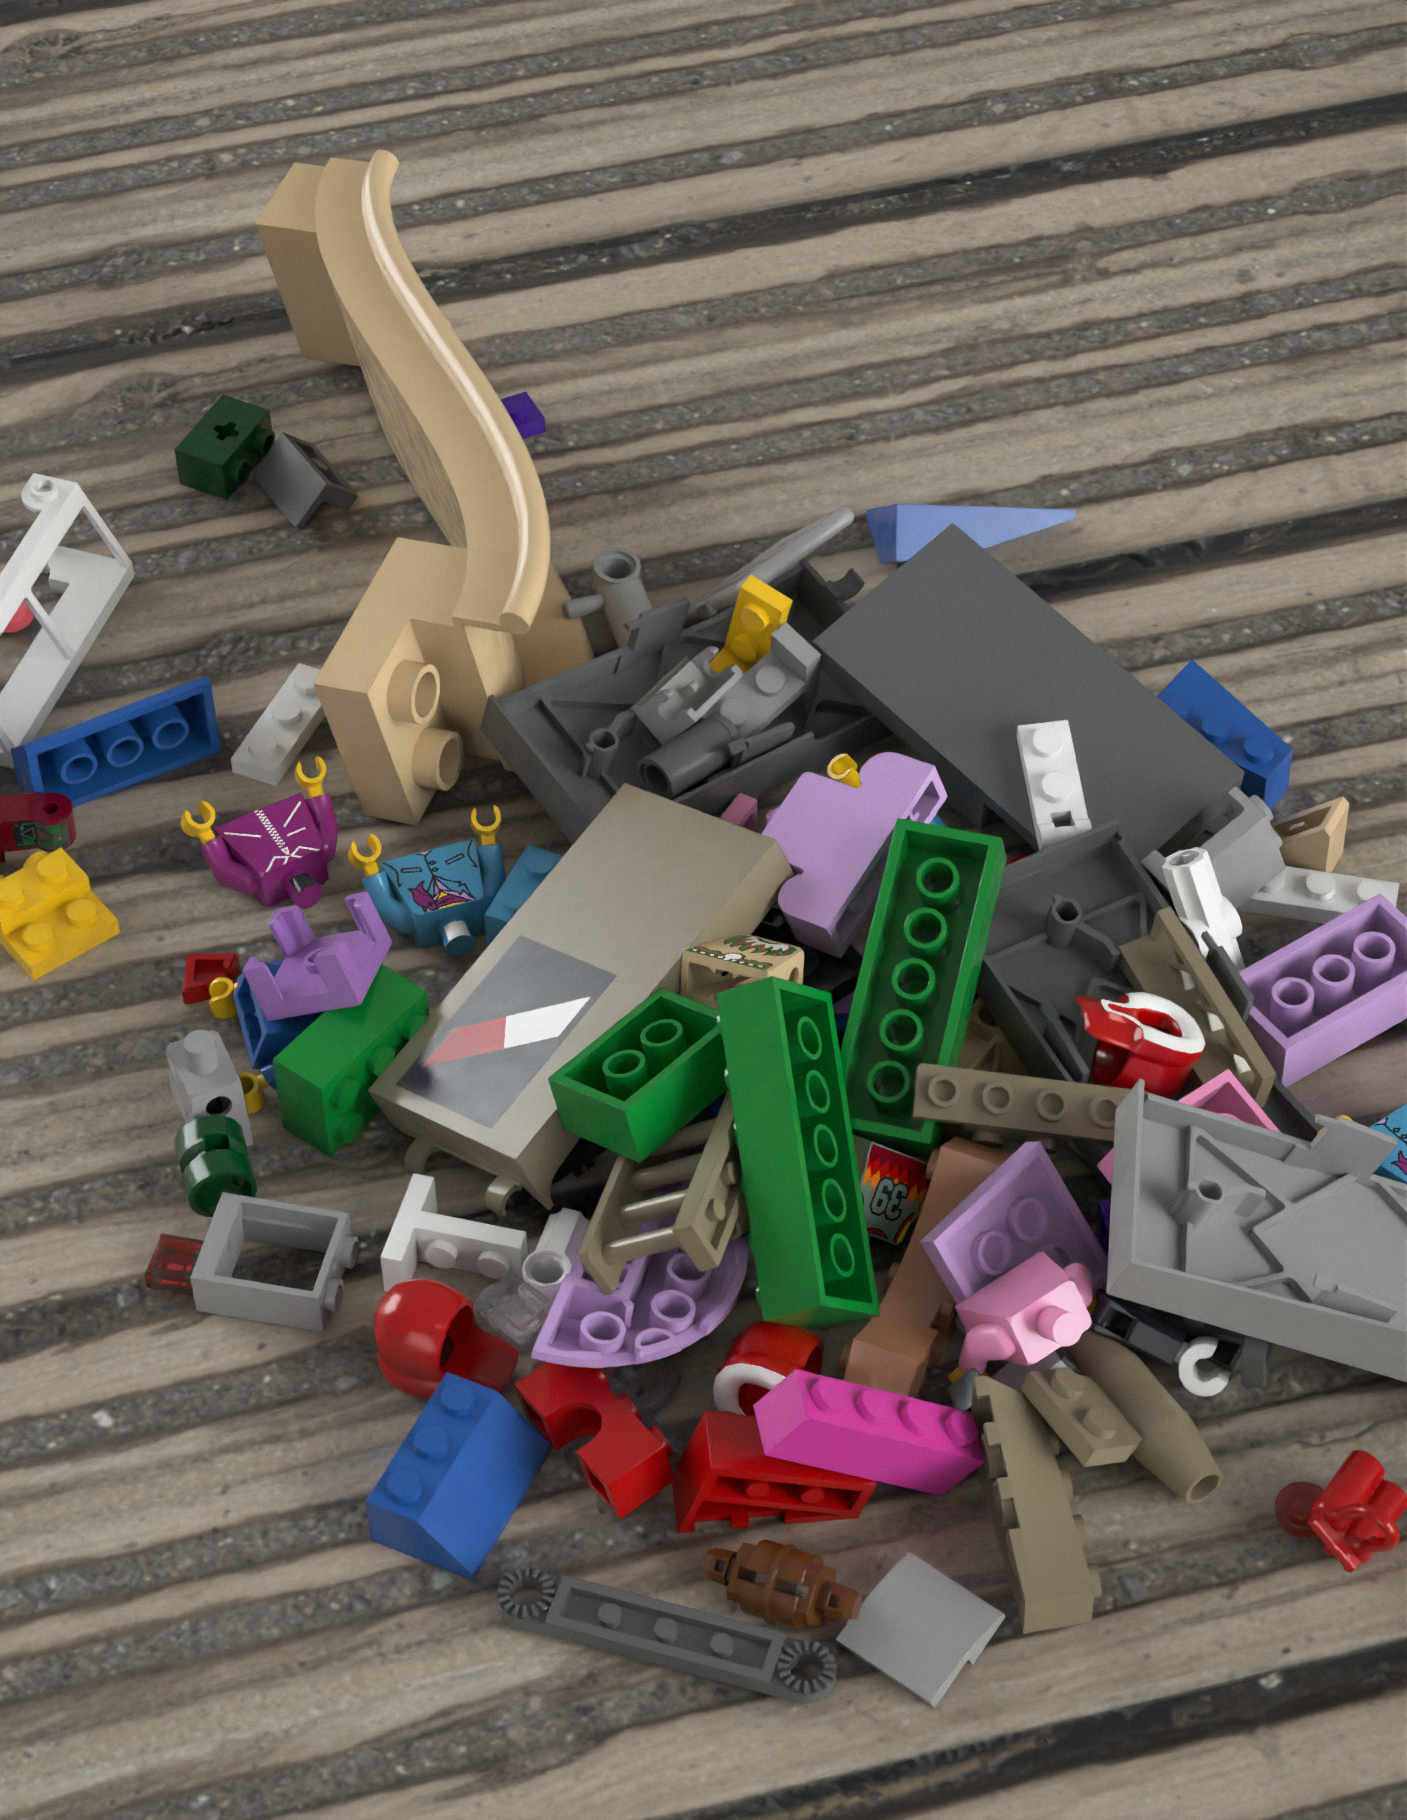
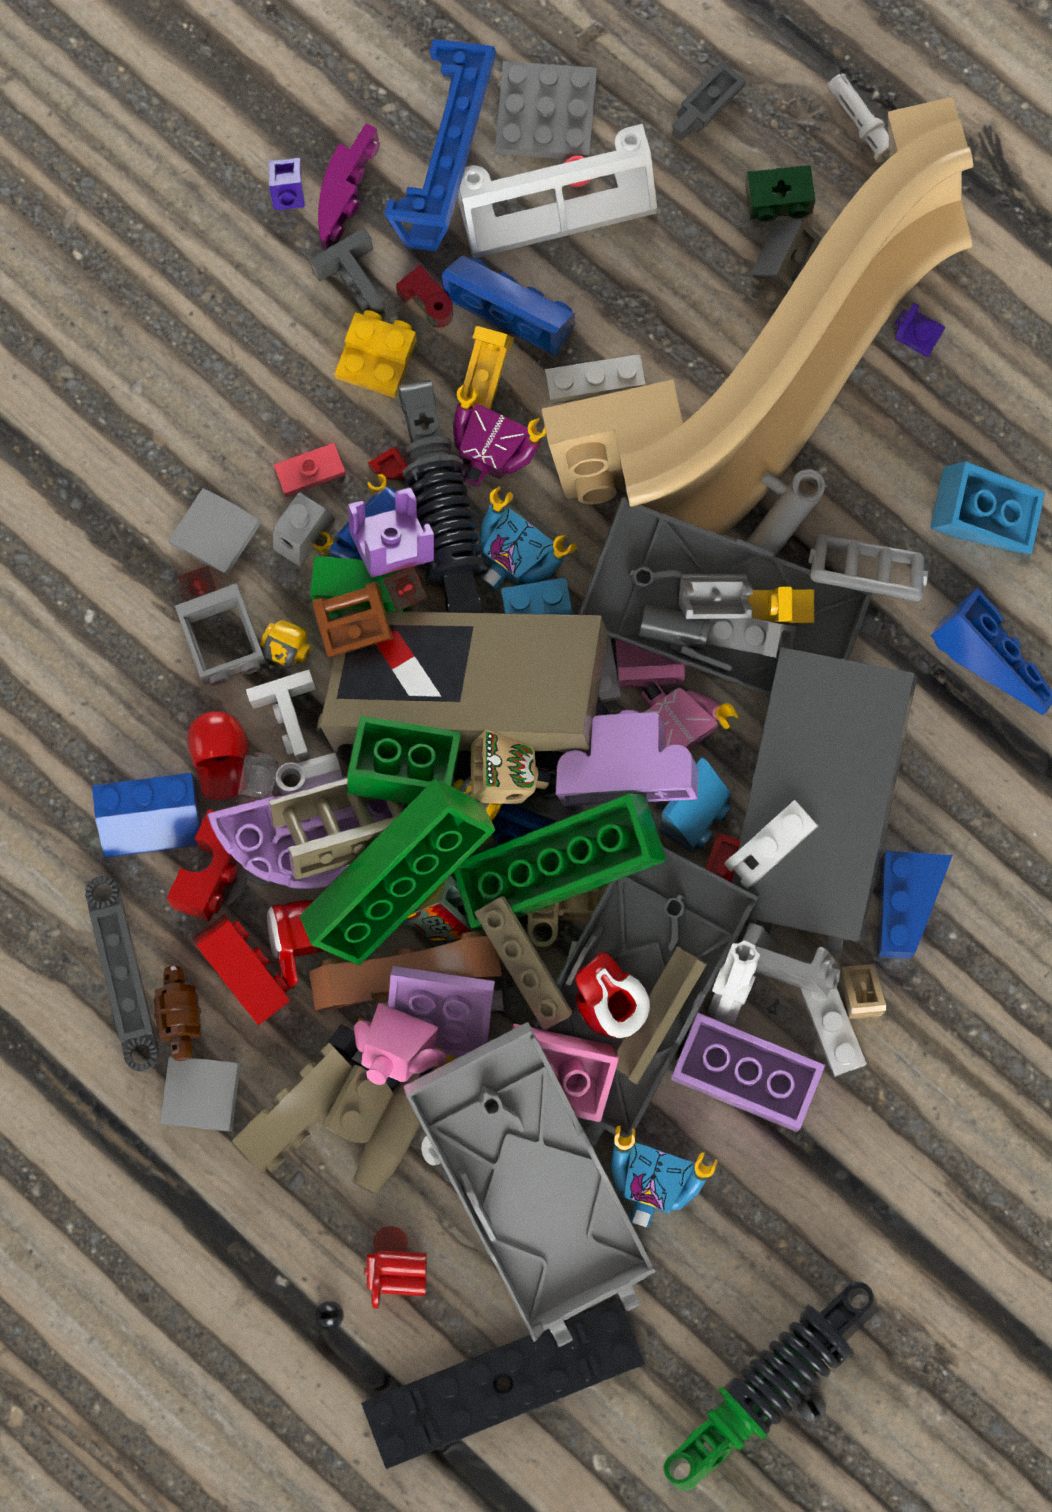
camera: 60 degrees right, 30 degrees up
(45, 446) = (707, 100): none -> dark grey hinge
(121, 1201) = (214, 531): none -> light grey slope
(132, 1062) = (309, 469): none -> coral plate
(163, 790) = (486, 365): none -> yellow bracket
(213, 1162) = (252, 572): dark green wheel -> none
(229, 338) = (870, 128): none -> white pin
(242, 906) = (441, 501): none -> black piece
(355, 1189) = (285, 643): none -> yellow head
(406, 981) = (404, 588): none -> clear red tile
(415, 1060) = (357, 629): none -> dark orange plate
(774, 456) = (987, 508): none -> dark azure slope
(868, 1433) = (267, 1008): dark pink brick -> none
(1375, 1642) = (330, 1323): none -> black hinge

